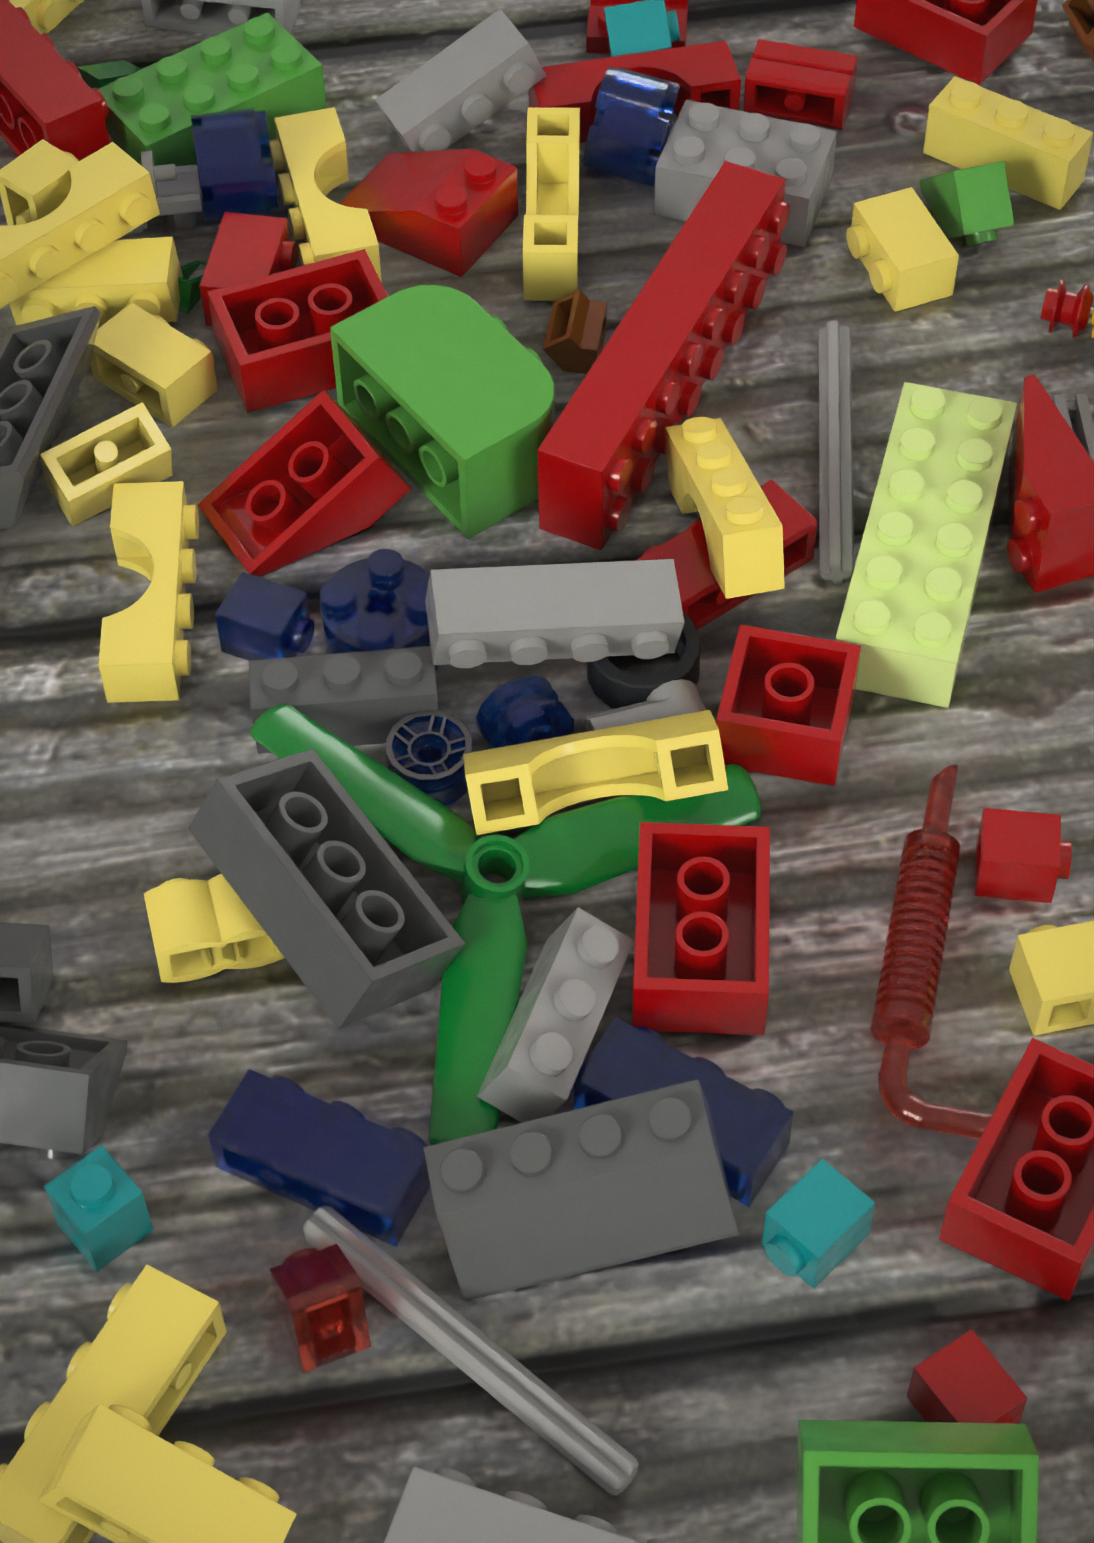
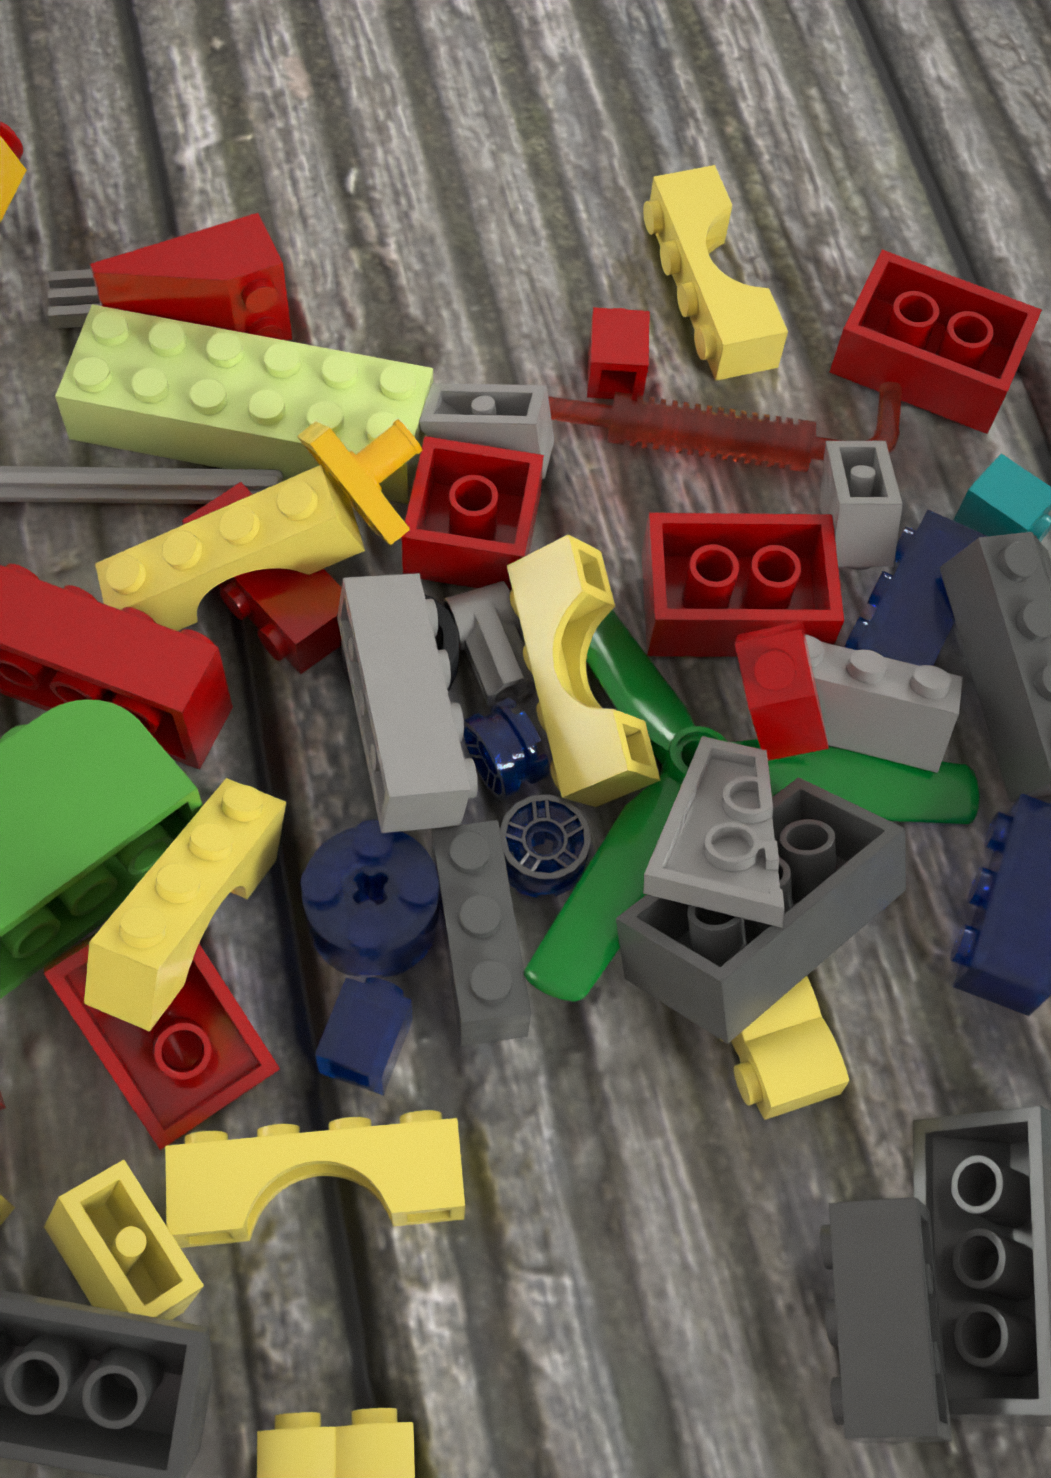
camera: 100 degrees left, 10 degrees up
(331, 434) = (151, 938): none -> light yellow arch
(384, 828) = (721, 837): none -> light grey wing
(546, 899) = (781, 690): none -> red slope
(795, 576) = (362, 473): none -> yellow tile
(799, 1040) = (864, 502): none -> light grey brick
(897, 726) = (491, 416): none -> light grey slope

